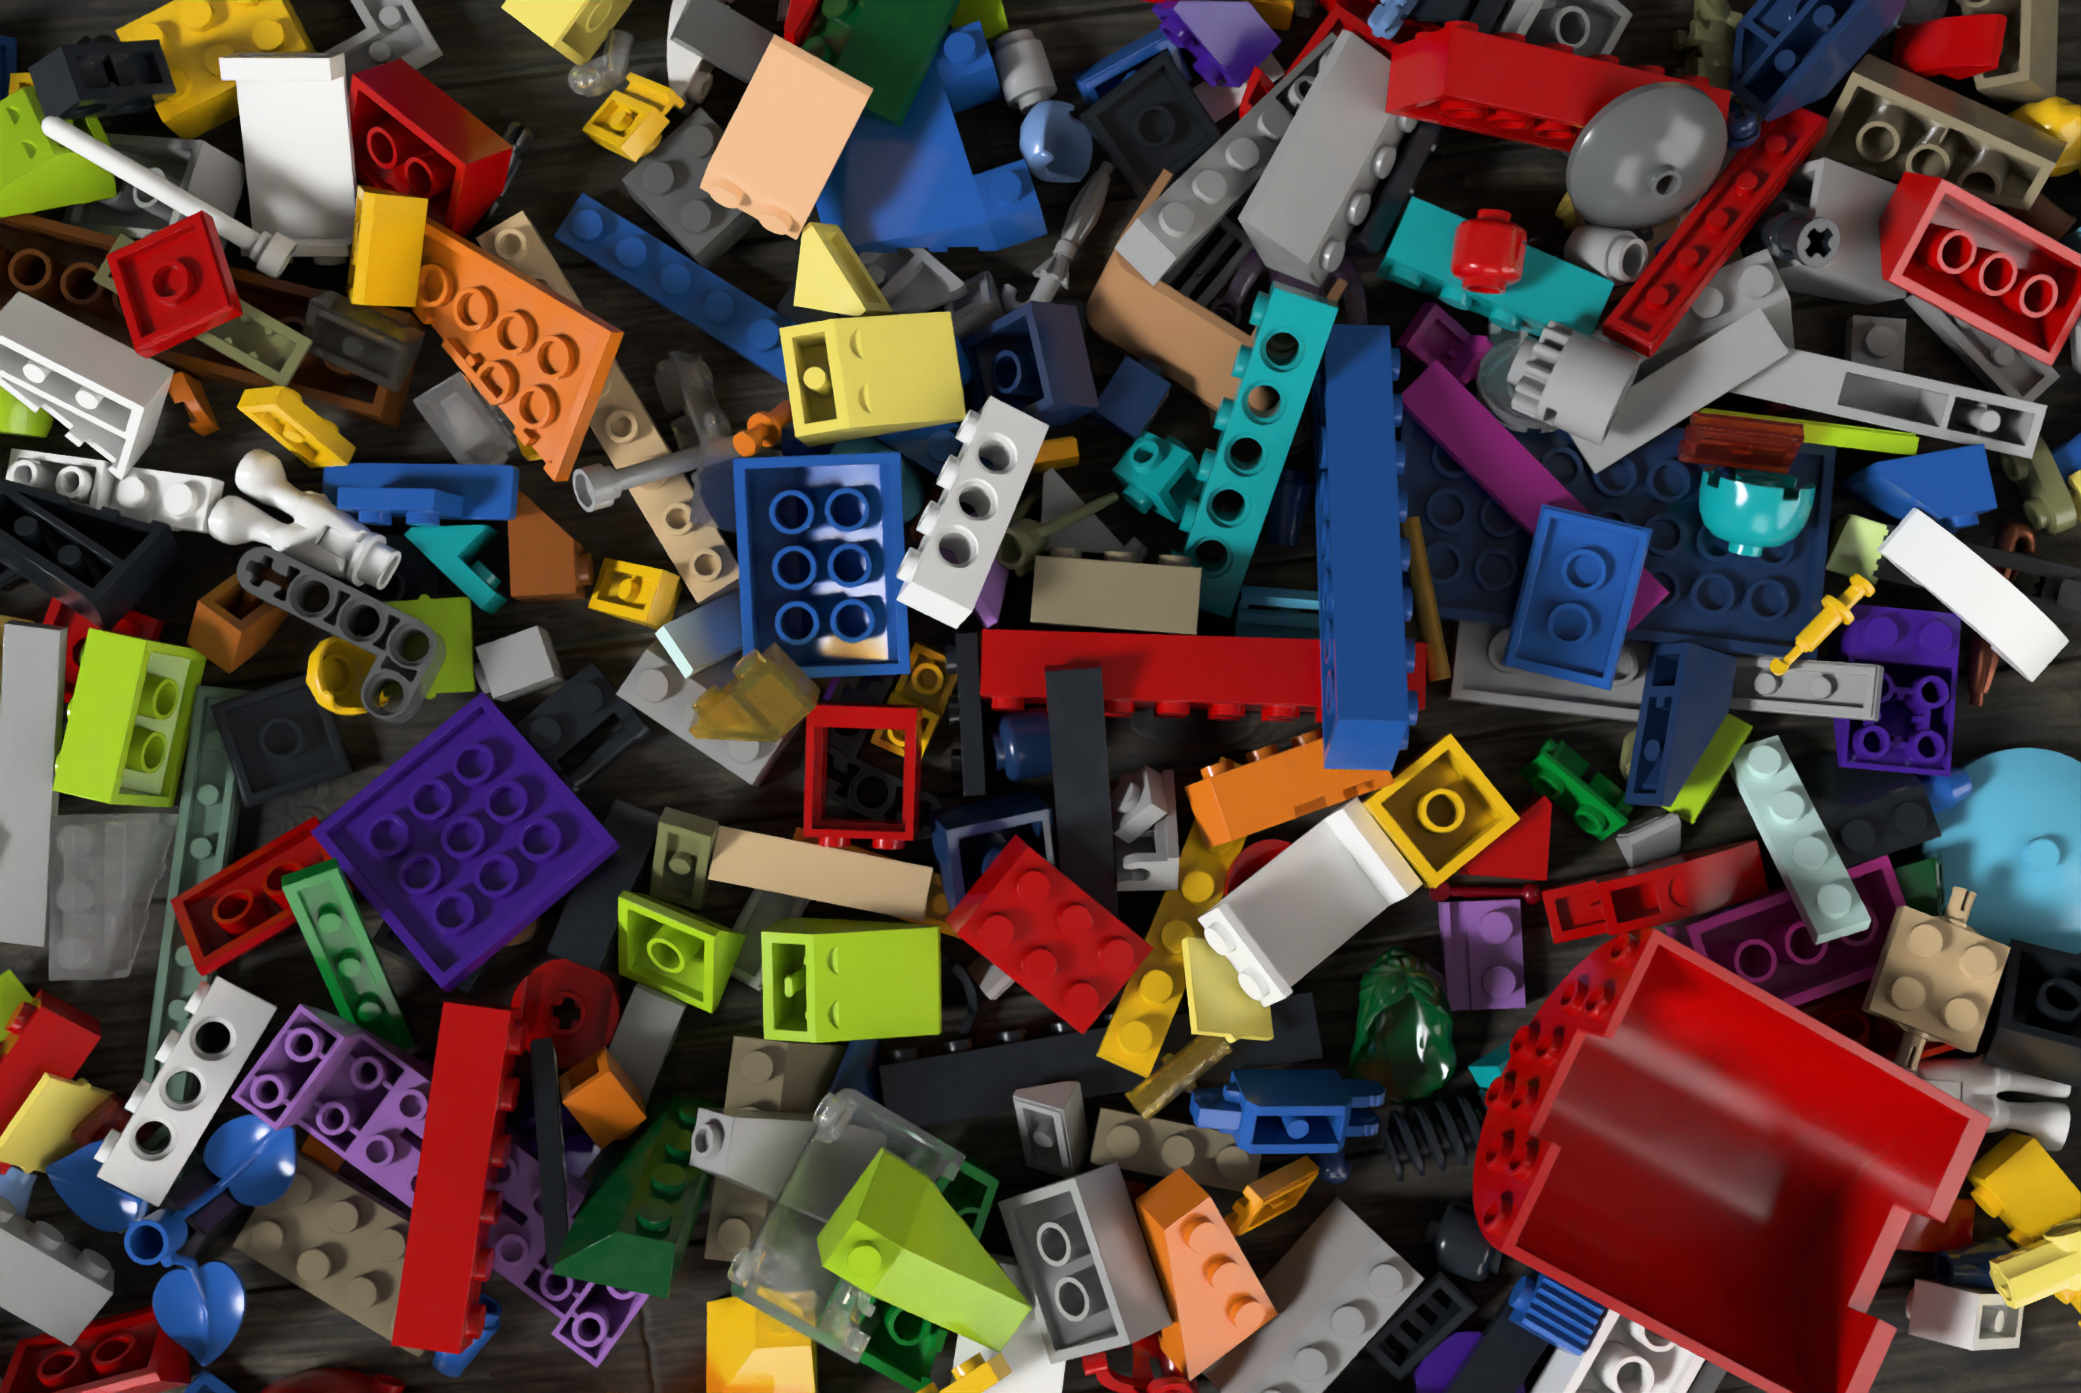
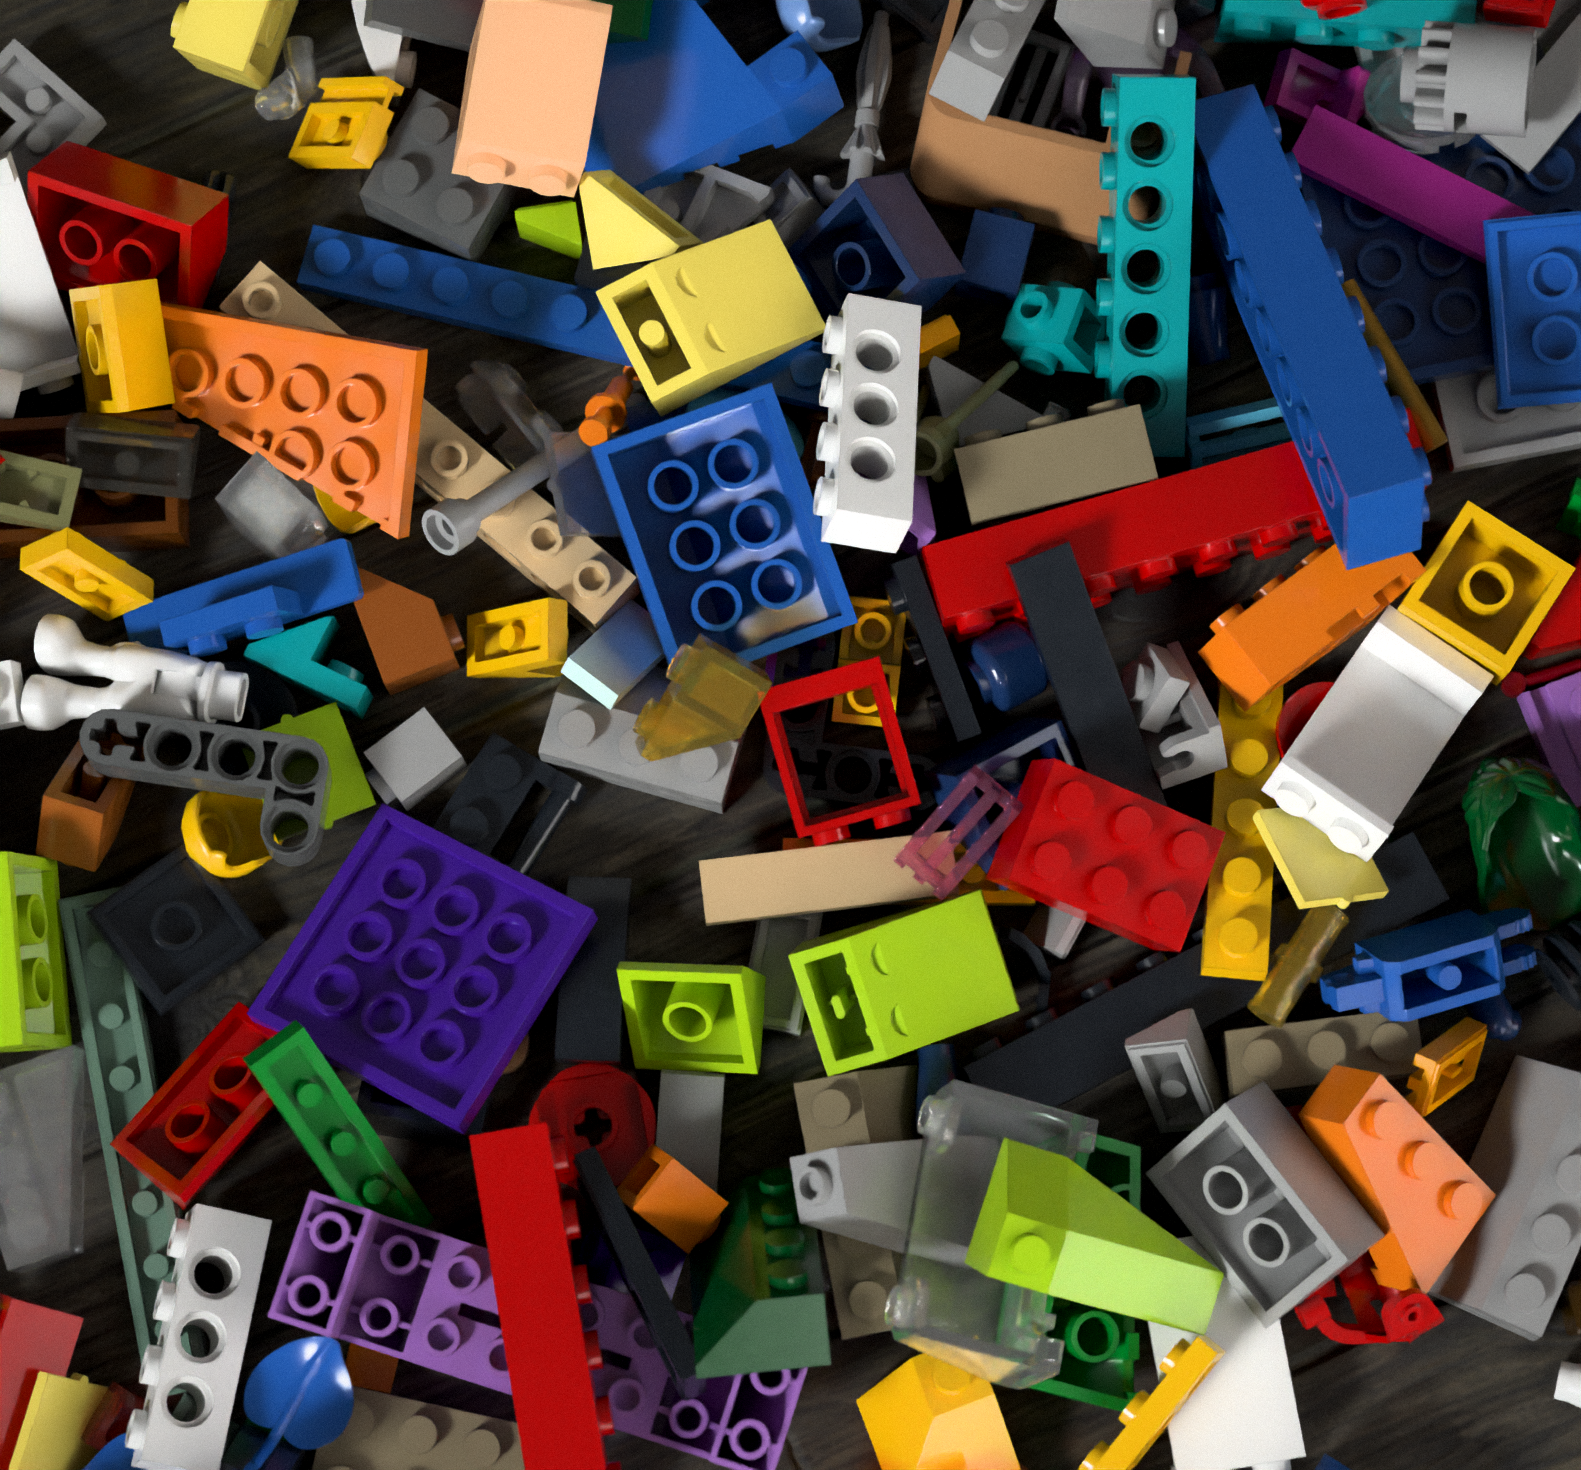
camera: 15 degrees left, 5 degrees down
(683, 858) = (669, 909): olive slope -> none
(775, 255) = (552, 227): none -> lime slope
(903, 894) = (927, 868): none -> clear pink tile

